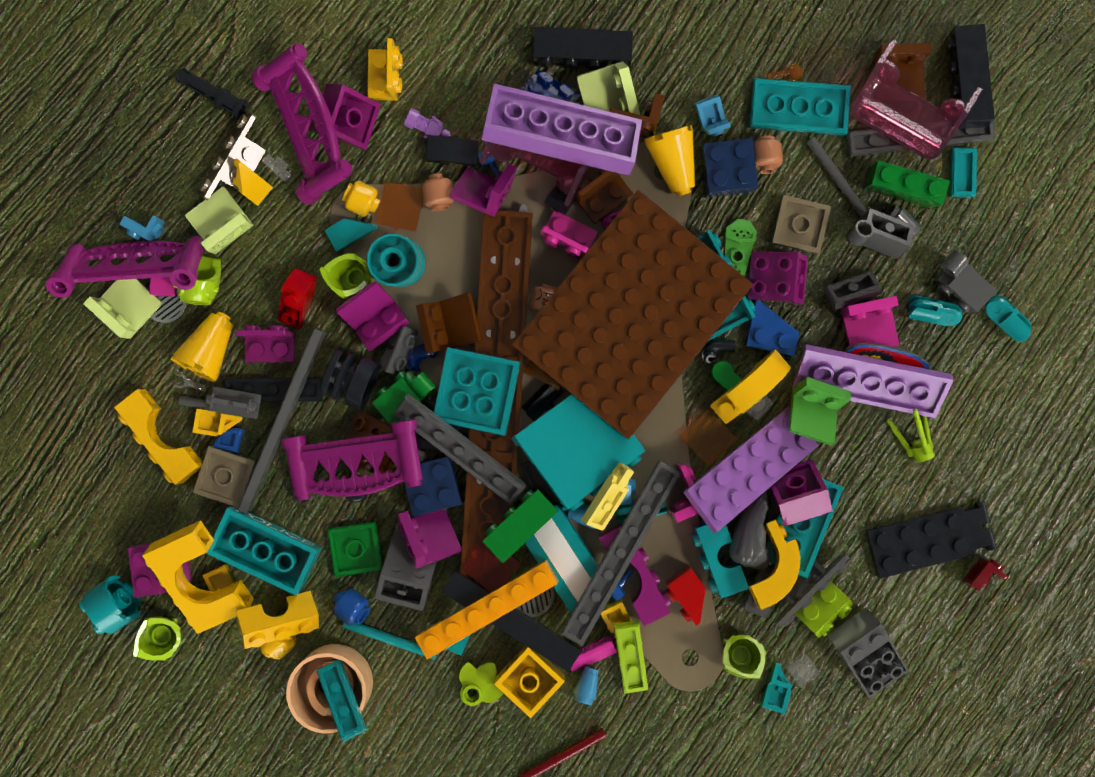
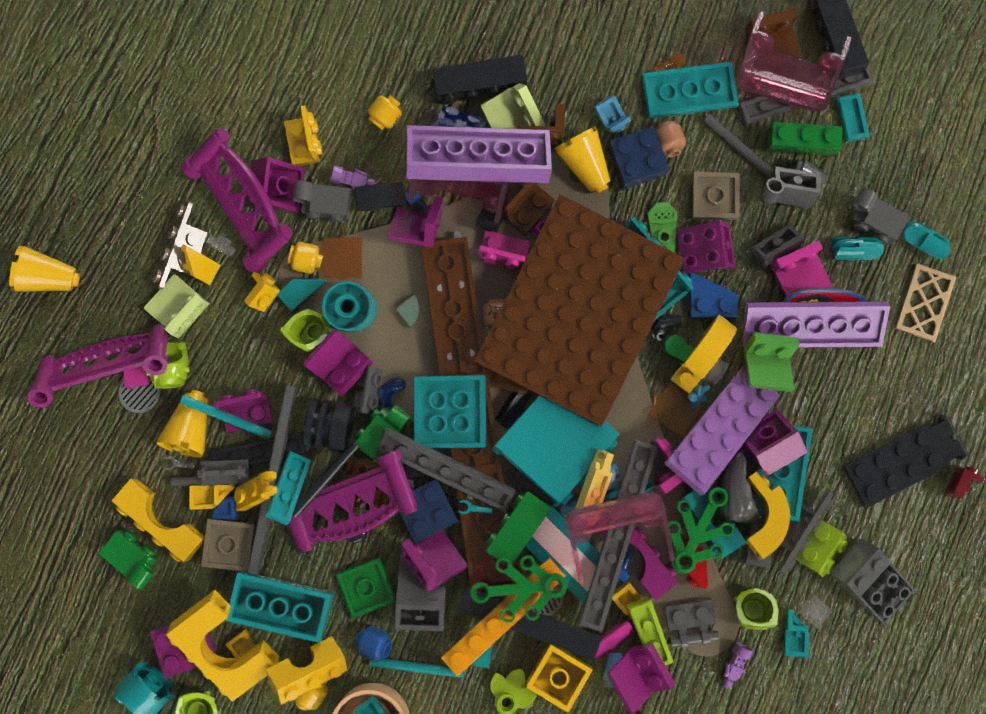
camera: 15 degrees left, 5 degrees down
(85, 156) = (40, 273): none -> yellow cone
(123, 468) = (130, 557): none -> green hinge
(124, 307) = (103, 404): yellowish green bracket -> none
(136, 230) = (100, 331): dark azure bracket -> none
(221, 97) = (157, 193): black pin -> none
(246, 346) = (226, 417): none -> teal bar
(261, 429) = (255, 491): none -> yellow hinge
(295, 433) = (288, 488): none -> teal tile
(296, 298) = (263, 362): red slope -> none
(310, 226) = (262, 293): none -> yellow bracket
(335, 432) = (325, 478): none -> black bar
(392, 143) = (323, 201): none -> dark grey hinge
(437, 192) = (374, 237): nougat head -> none
(448, 323) = (410, 354): reddish brown bracket -> none
(458, 277) = (409, 310): none -> sand green tile
(475, 62) = (384, 112): none -> yellow head
(481, 494) = (474, 508): none -> teal hand
(511, 587) = (523, 588): none -> green plant
(610, 695) = (639, 675): none -> magenta bracket
(649, 533) = (642, 508): none -> clear pink windscreen
(675, 647) = (690, 615): none -> dark grey plate
(702, 569) = (697, 533): none -> green plant
(707, 710) = (735, 668): none -> medium lavender piece
(734, 428) = (697, 395): none -> dark azure plant
(923, 447) = (876, 377): lime plant -> none
(971, 383) = (907, 308): none -> tan window

